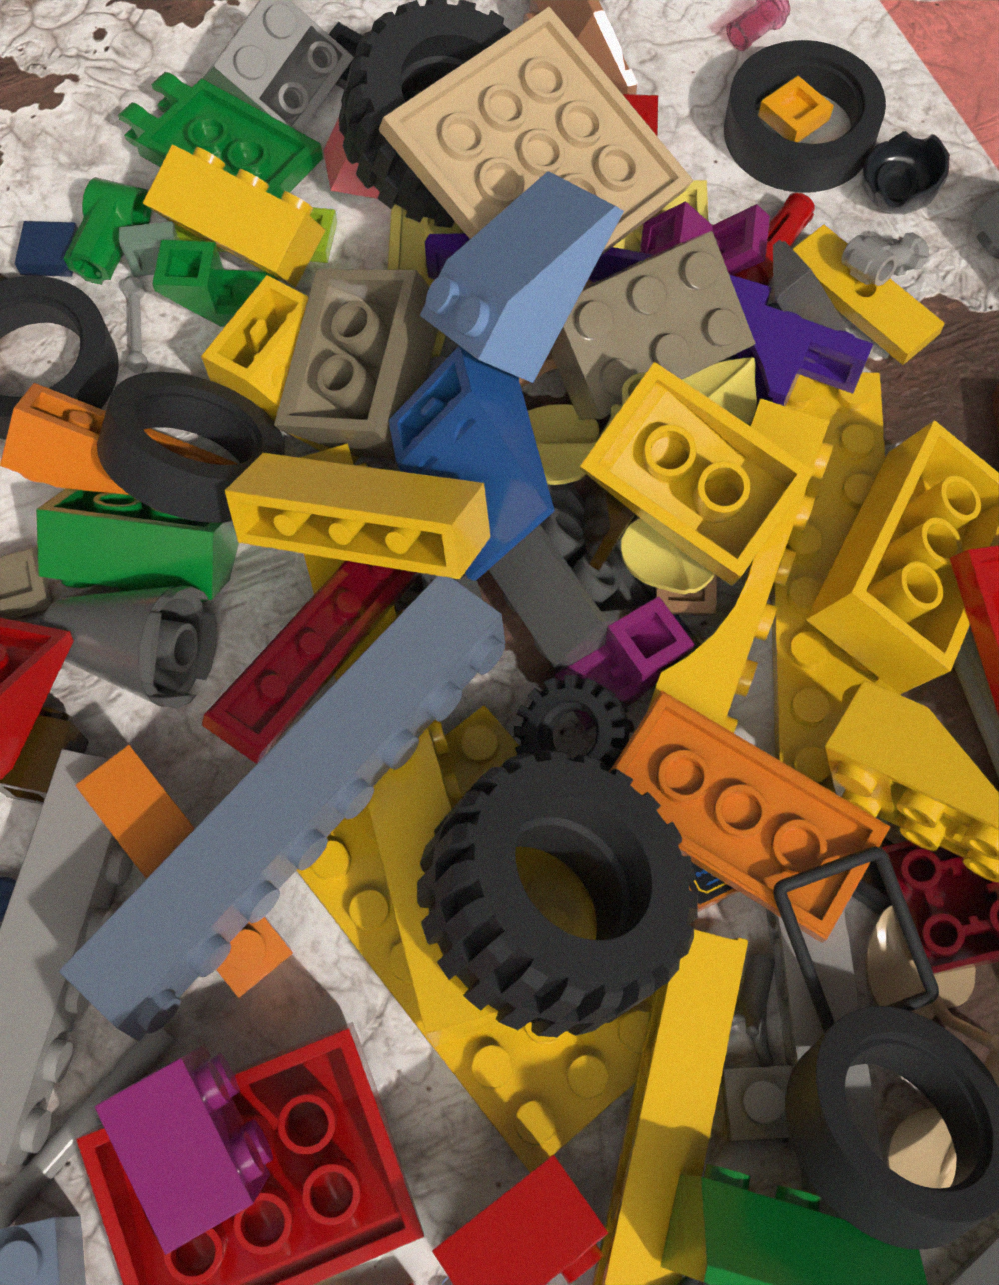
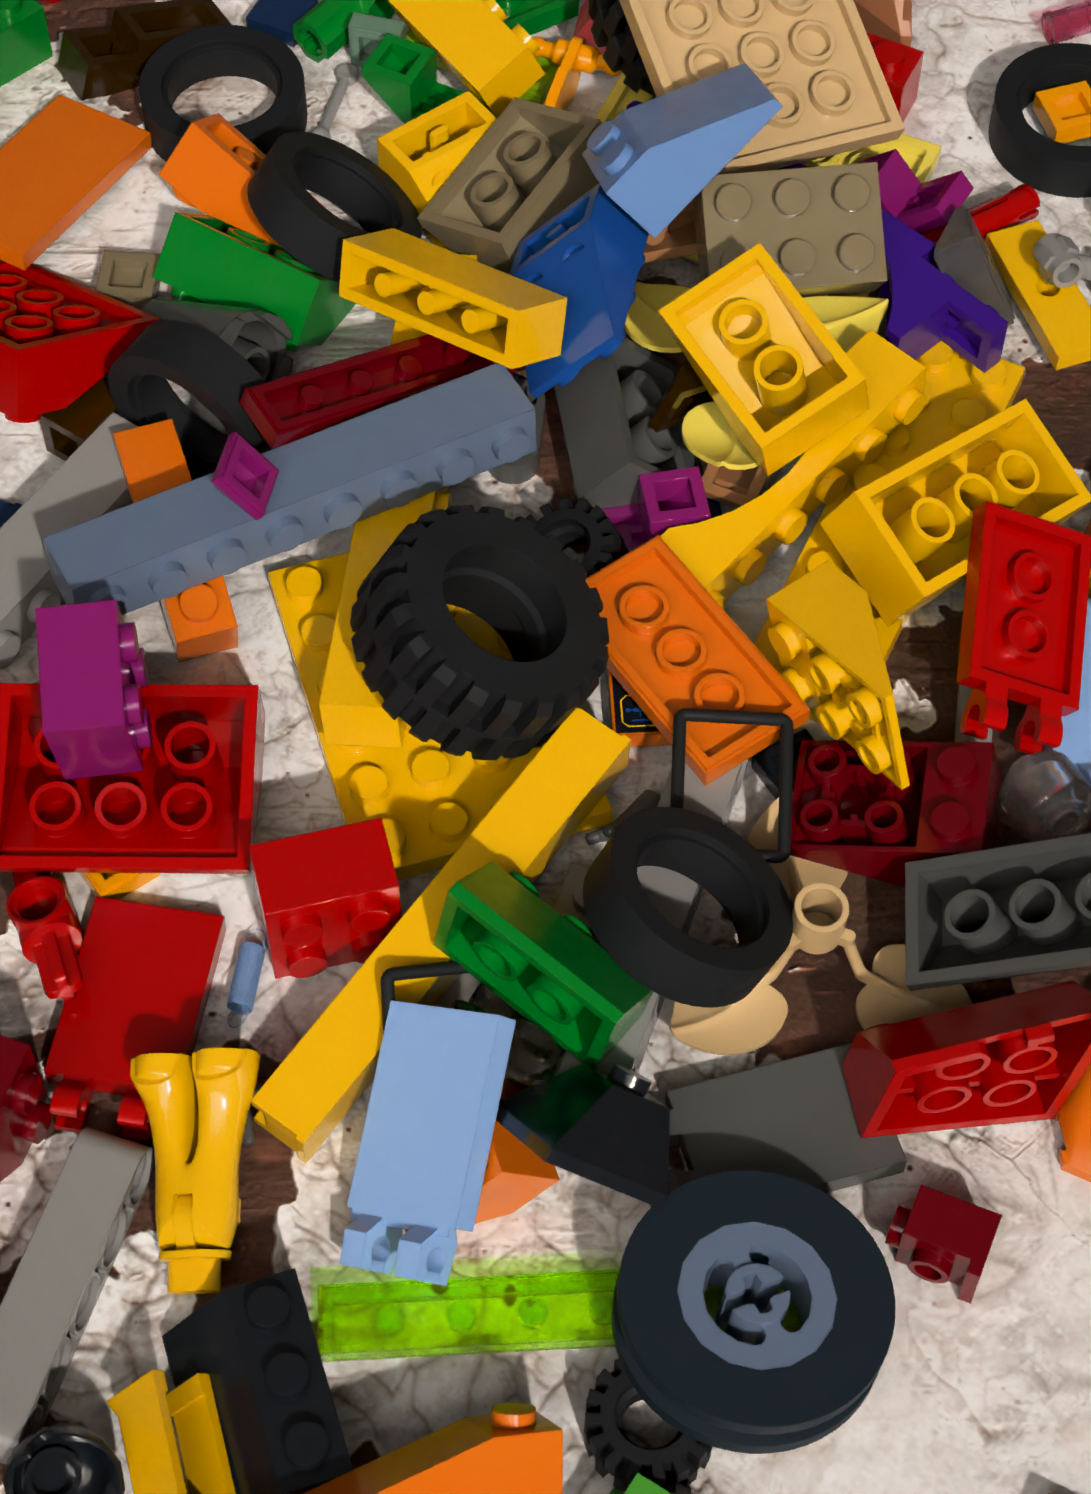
camera: 20 degrees right, 10 degrees down
(152, 708) = (202, 367): none -> black tyre
(248, 820) = (245, 476): none -> magenta slope
(343, 203) = (572, 59): none -> light orange piece

